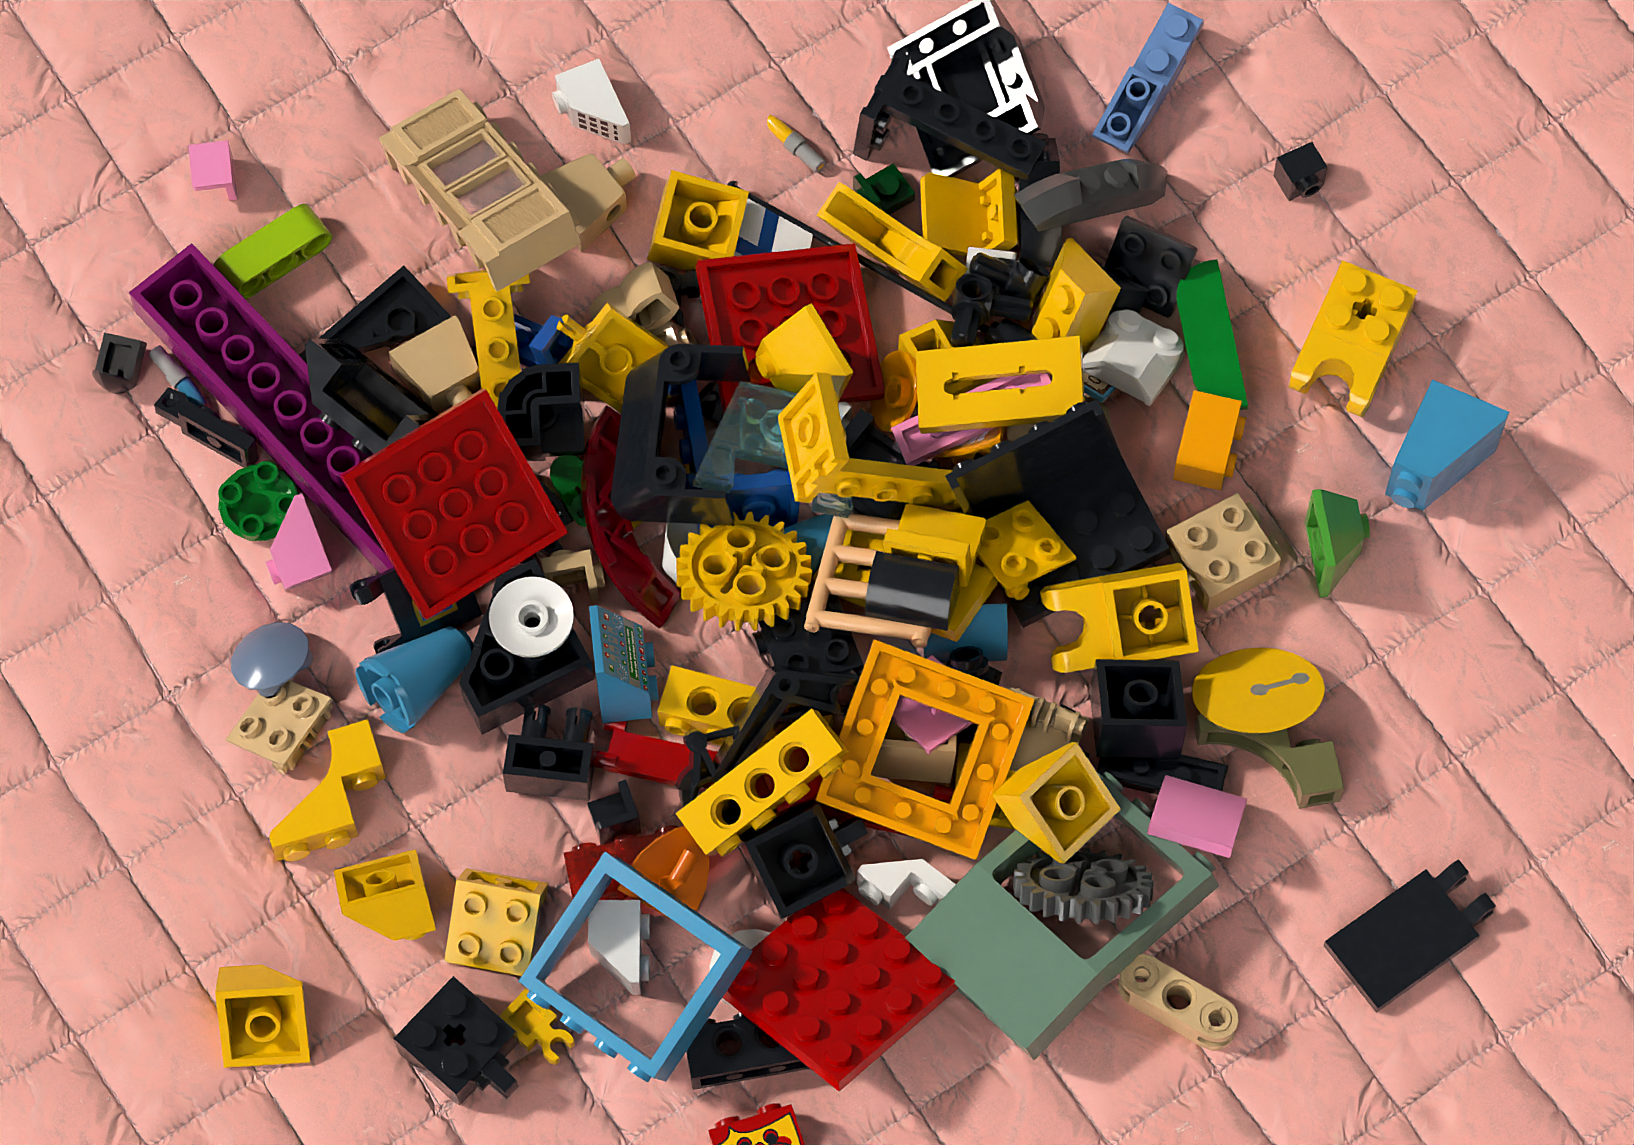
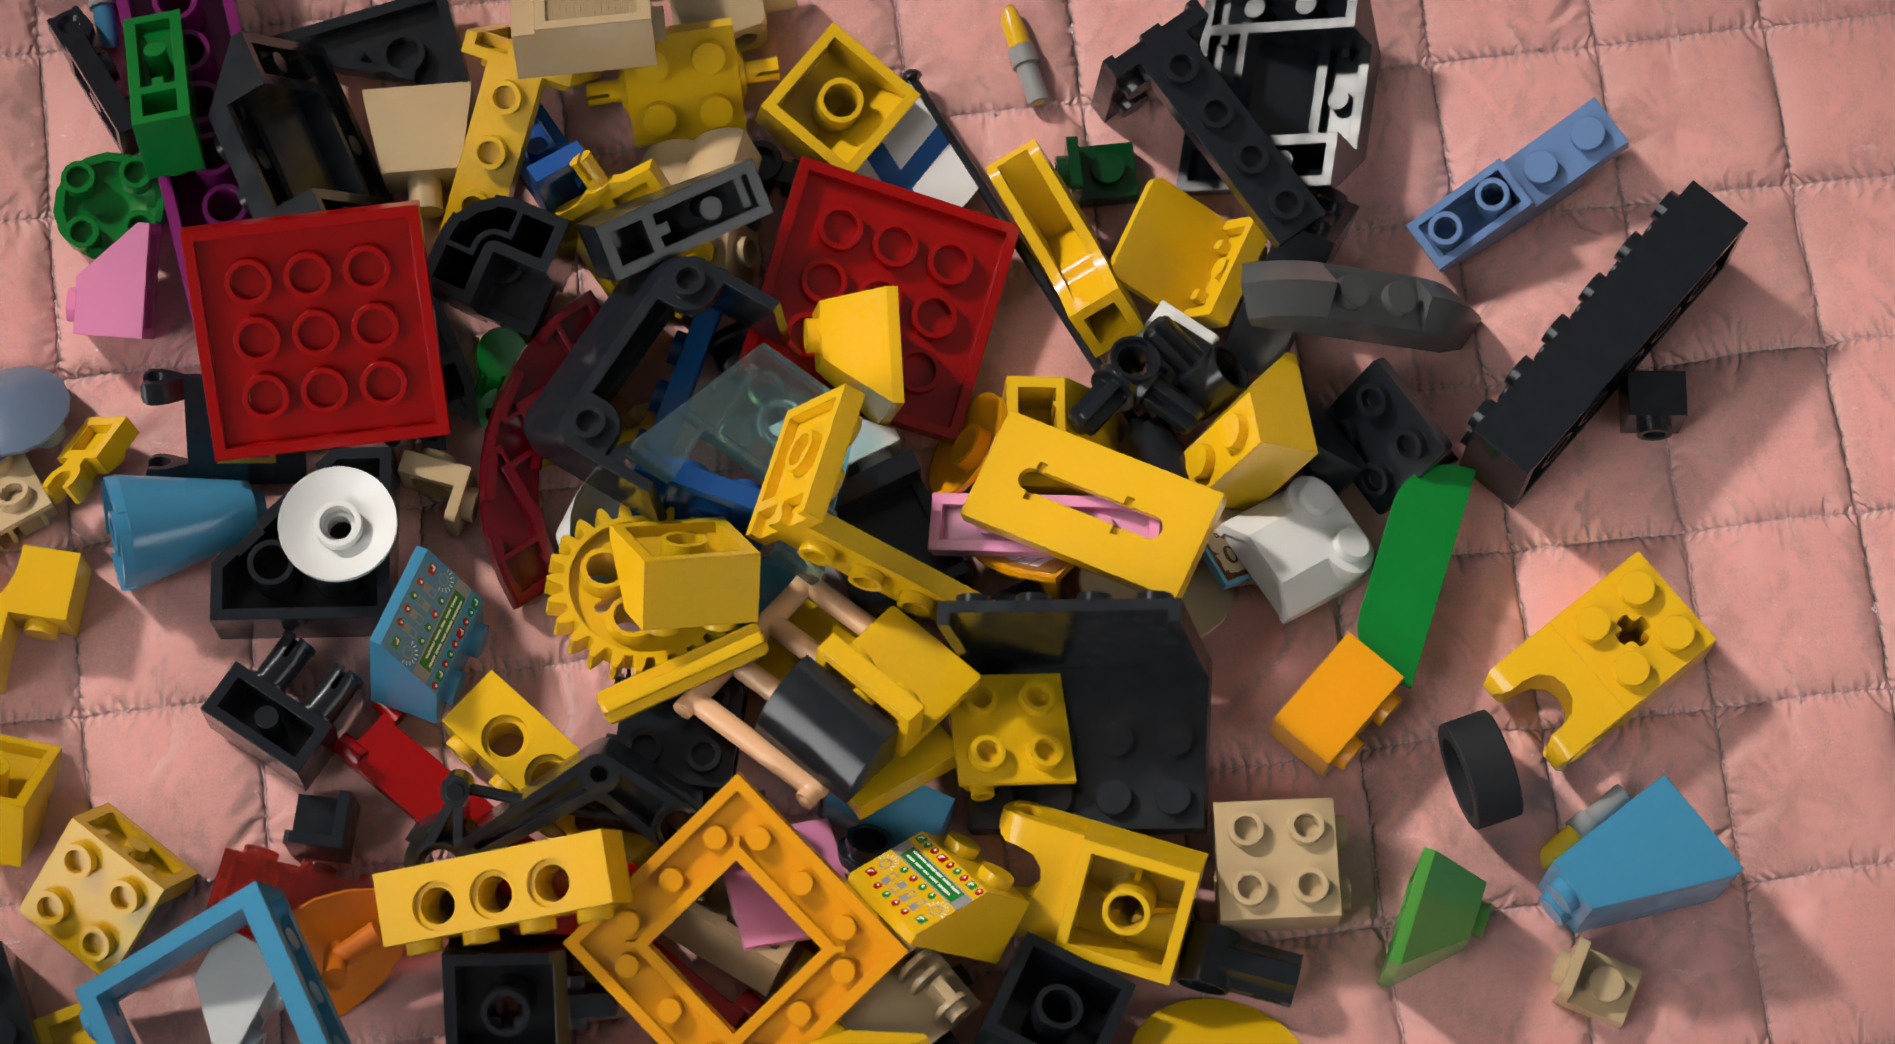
camera: 25 degrees right, 5 degrees up
(269, 408) = (163, 95): none -> green slope
(335, 656) = (93, 450): none -> yellow plate
(600, 260) = (691, 89): none -> yellow plate
(642, 333) = (673, 220): none -> black slope
(772, 541) = (686, 574): none -> yellow slope
(801, 603) = (682, 673): none -> yellow axle
(1035, 660) = (943, 896): none -> yellow slope
(1222, 626) = (1222, 962): none -> black piece
(1250, 147) = (1605, 337): none -> black brick
(1316, 435) = (1480, 769): none -> black tyre
(1394, 442) = (1583, 824): none -> light grey piece
(1451, 532) = (1594, 983): none -> tan bracket

